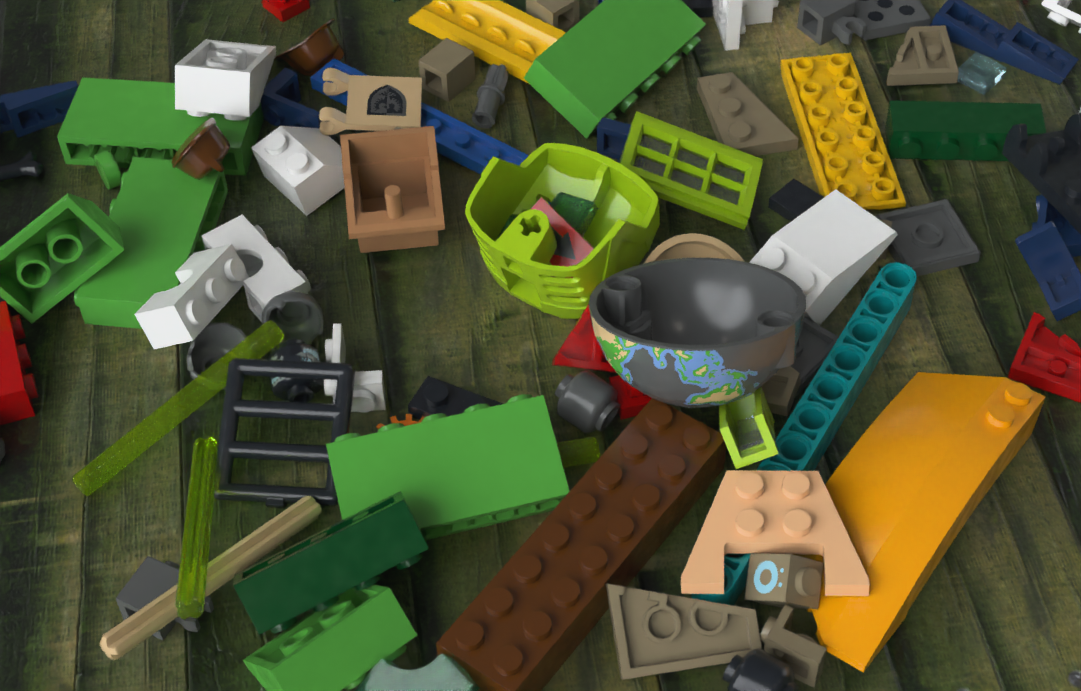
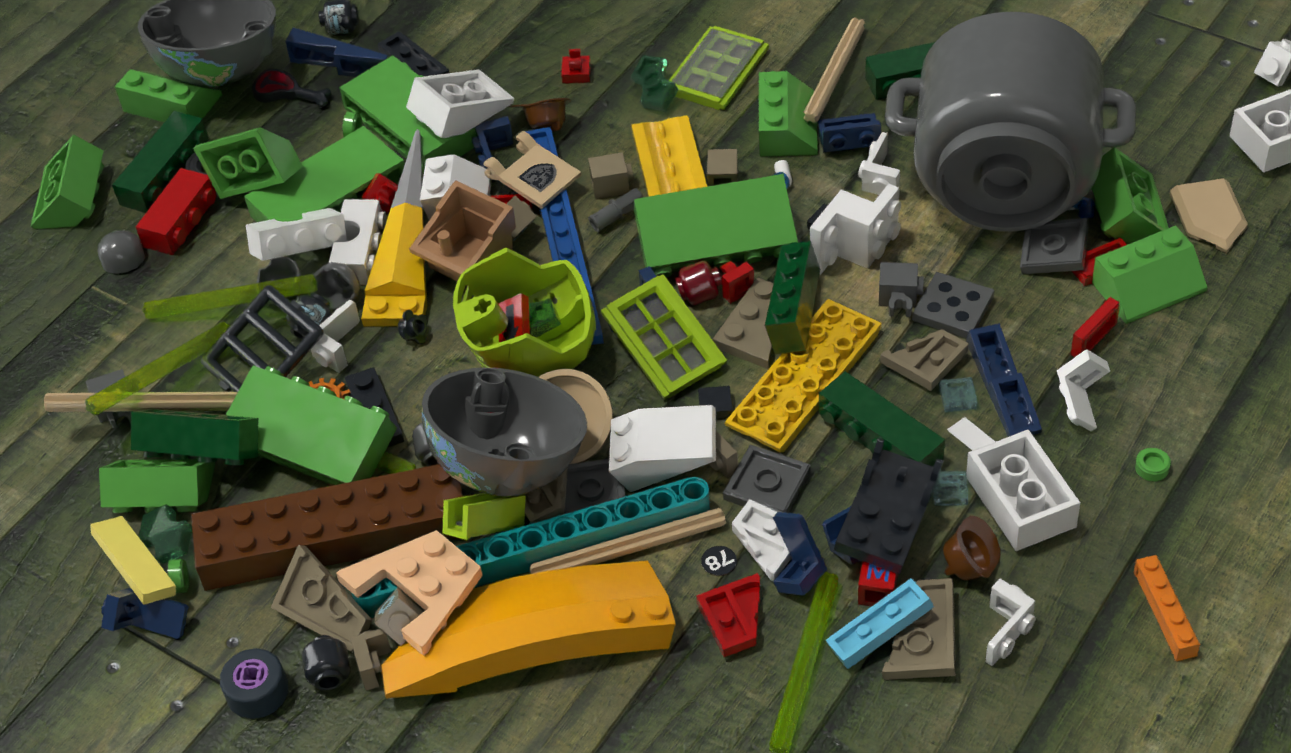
camera: 45 degrees right, 0 degrees up
(70, 69) = (410, 53): none -> black plate
(202, 151) = (386, 146): reddish brown piece -> none
(229, 204) = (382, 190): none -> red tile
(342, 273) = (397, 275): none -> yellow plate
(423, 313) = (413, 327): none -> black plate
(658, 102) = (698, 282): none -> dark red head
(685, 89) = (736, 280): none -> red tile
(766, 69) = (792, 298): none -> dark green brick
(883, 372) = (634, 542): none -> tan axle
(971, 331) = (718, 560): none -> black sticker
(995, 279) = (761, 538): none -> white wing
(1049, 100) = (970, 434): none -> white sticker

